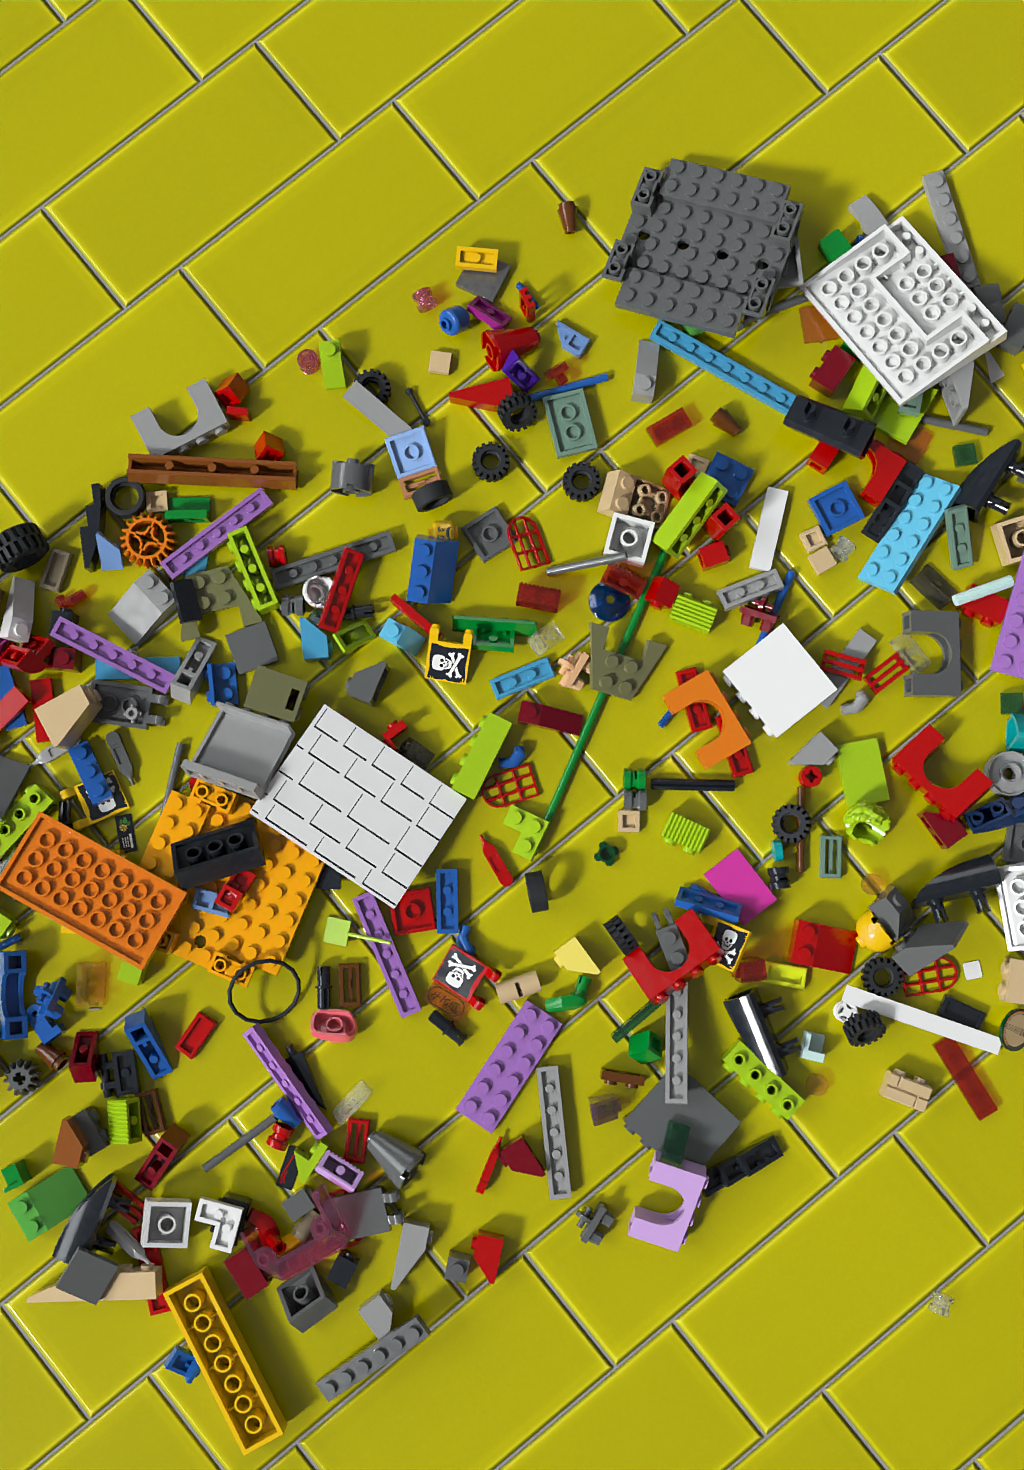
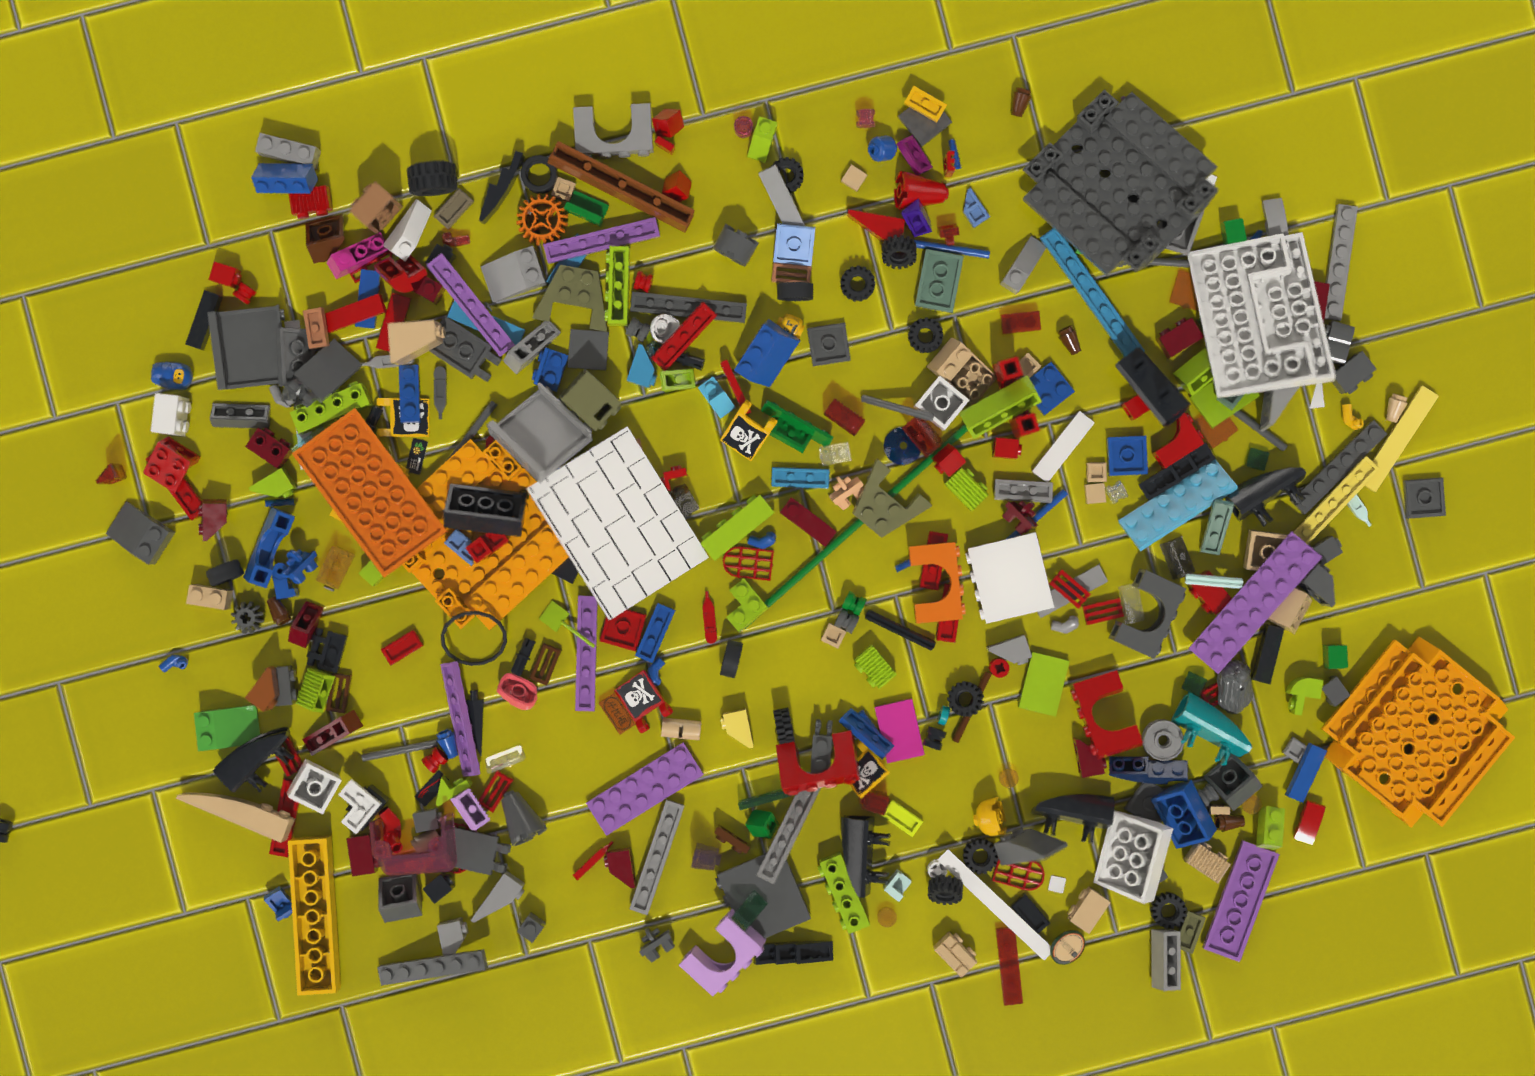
camera: 20 degrees right, 5 degrees up
(16, 1175) = (208, 693): green panel -> none
(87, 1275) = (234, 799): dark grey tile -> none
(109, 553) = (504, 216): medium blue tile -> none
(126, 1241) = (275, 786): light grey piece -> none
(132, 713) = (465, 360): light grey piece -> none
(147, 1043) = (360, 636): blue slope -> none
(186, 601) = (551, 287): black tile -> none
(367, 683) = (670, 425): dark grey slope -> none
(425, 421) = (819, 223): black hinge -> none
(447, 1027) = (609, 735): black axle -> none
(487, 1252) = (560, 927): red slope -> none
(533, 549) = (851, 373): red window -> none
(570, 1001) = (719, 759): green arm -> none
(612, 851) = (797, 653): dark green plate -> none
(822, 946) = (943, 809): red slope -> none
(830, 838) = (977, 754): sand green tile -> none
(867, 822) = (1026, 726): lime hair -> none
(893, 911) = (1013, 808): dark grey slope -> none

